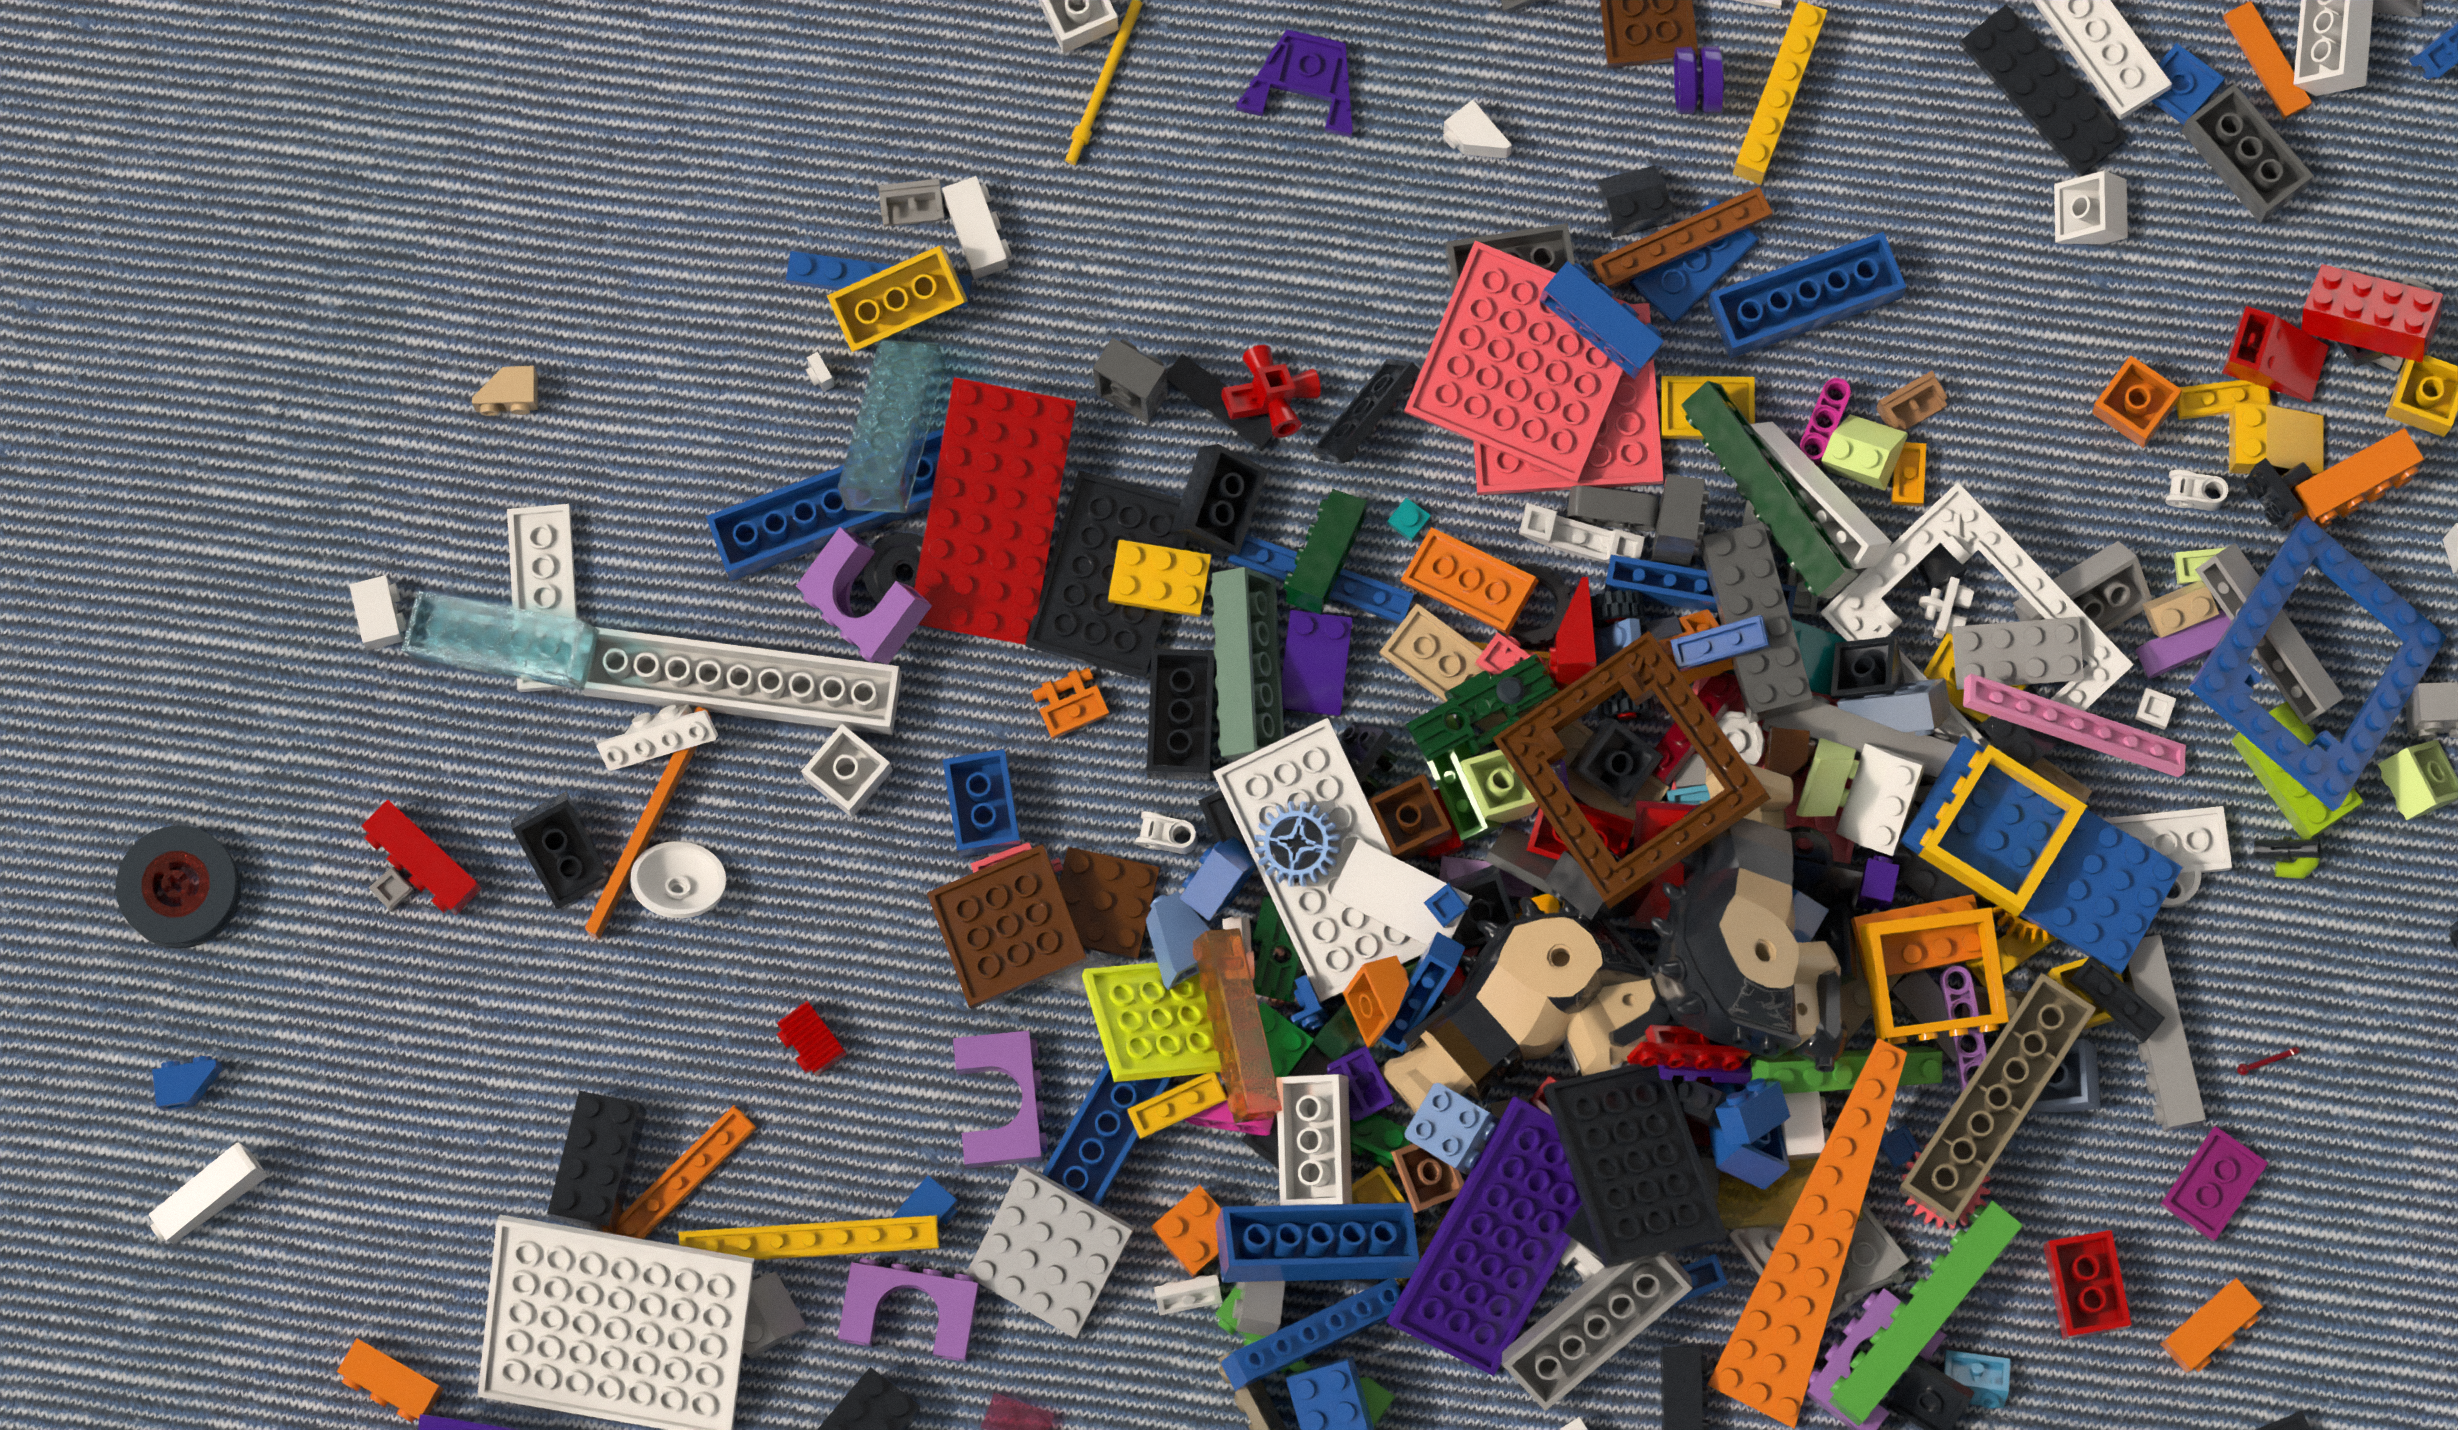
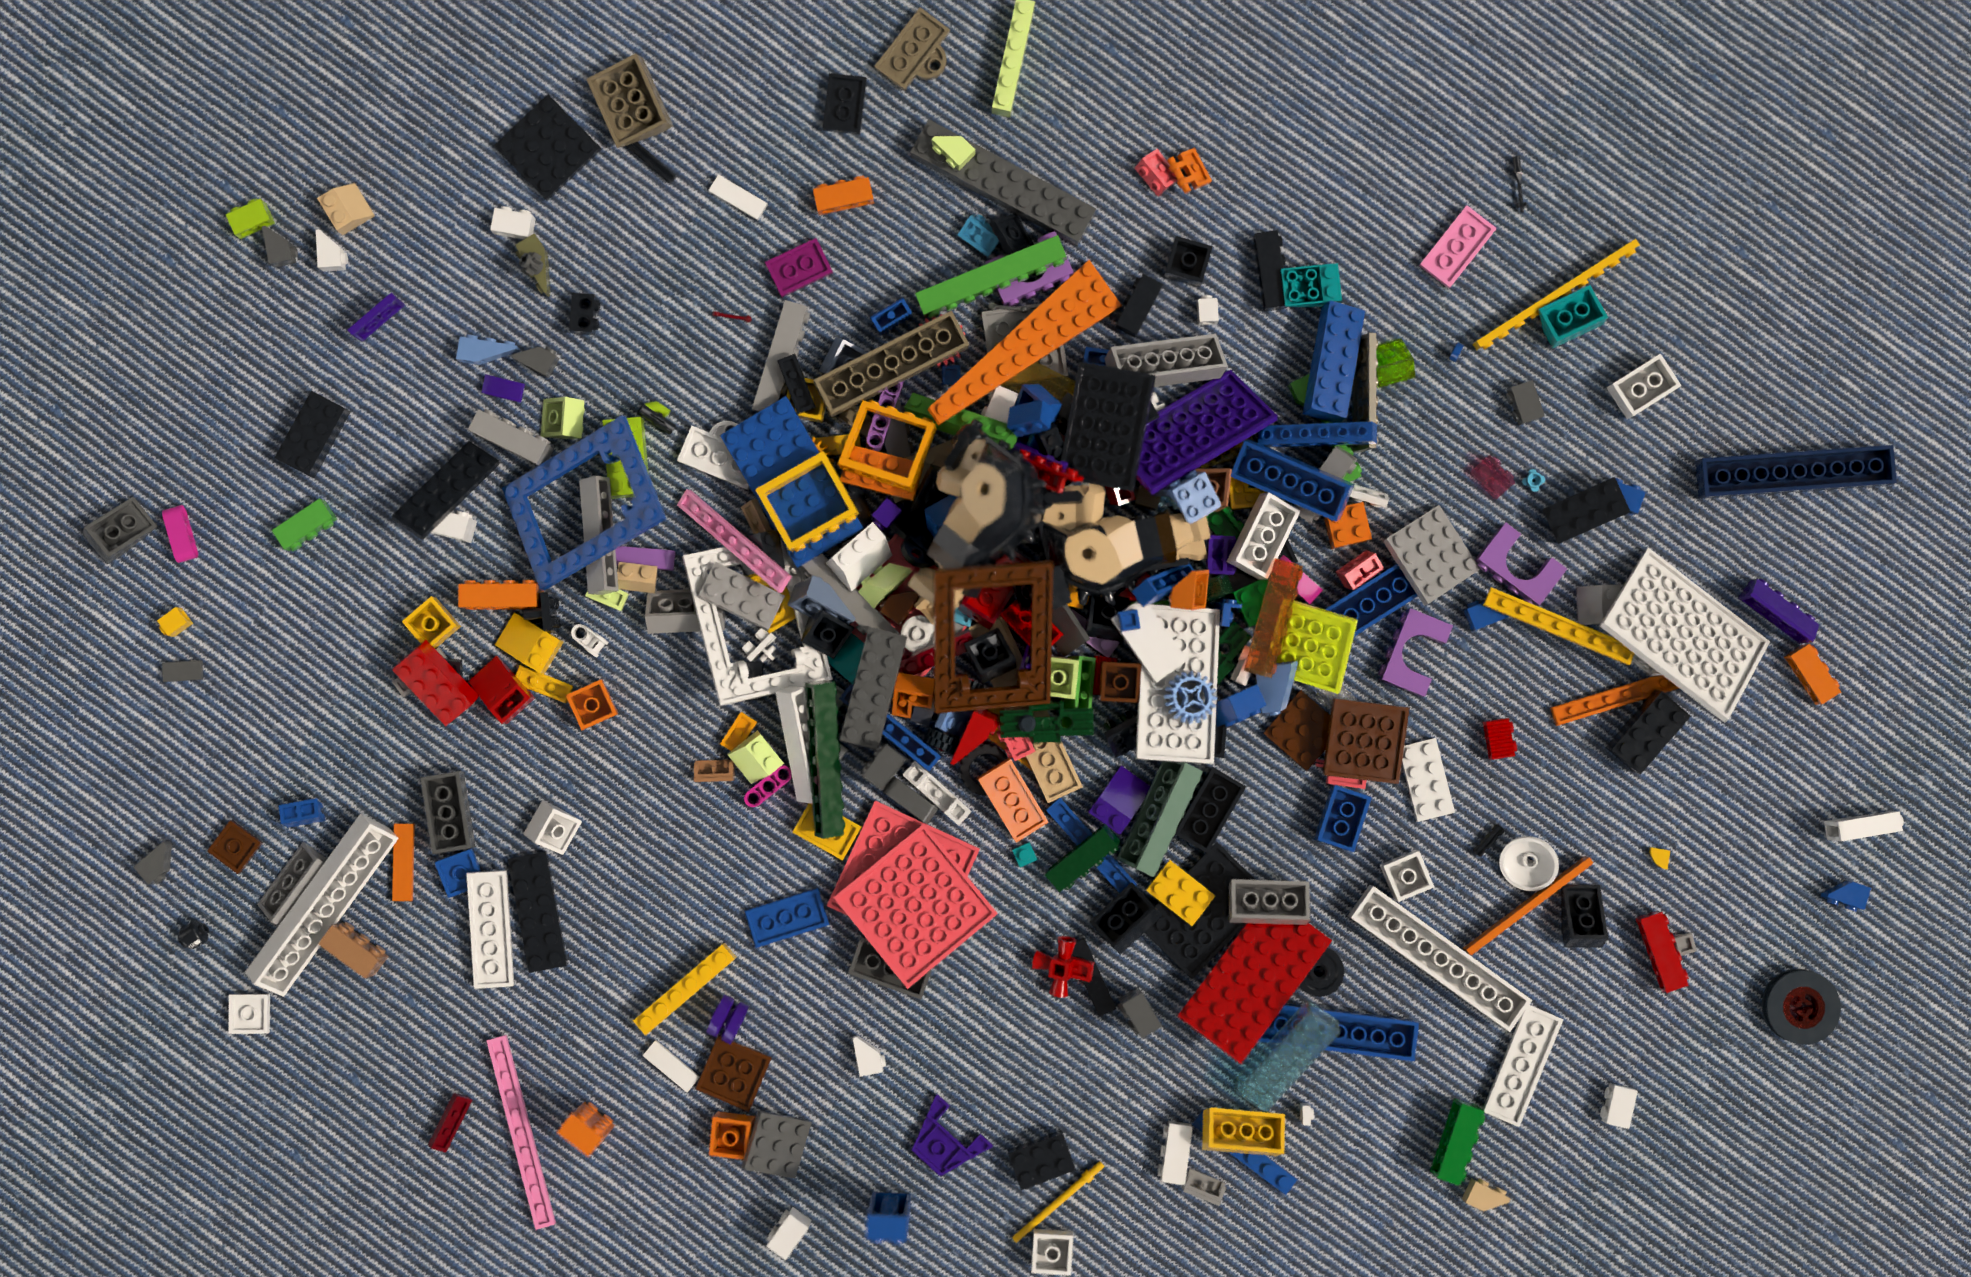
camera: 160 degrees left, 10 degrees up
(487, 995) = (1660, 857): none -> yellow tile
(500, 640) = (1563, 1049): clear light blue brick -> none
(587, 441) = (1457, 1142): none -> green brick
(657, 735) = (1501, 951): white bracket -> none
(751, 887) = (1488, 840): none -> black axle
(829, 586) = (1365, 984): medium lavender arch -> none
(887, 926) = (1426, 780): none -> white plate
(1028, 625) = (1269, 902): none -> light grey brick
(1073, 711) = (1264, 844): orange plate -> none
(1144, 1174) = (1360, 570): none -> coral brick
(1158, 122) = (1041, 1160): none -> black brick
(1164, 833) = (1253, 751): white piece -> none
(1177, 1104) = (1326, 595): yellow tile -> none
(1365, 411) = (1017, 926): black plate -> none
(1602, 319) = (864, 902): blue brick -> none
(1635, 201) = (800, 970): black slope -> none
(1682, 238) = (787, 932): dark orange plate -> none
(1720, 643) = (902, 683): tile -> none
(1806, 295) = (737, 862): blue brick -> none
(2036, 1179) = (891, 316): none -> blue brick
(2087, 1285) = (896, 249): red brick -> none
(2155, 708) = (681, 532): white plate -> none
(2364, 1241) = (738, 197): none -> white tile

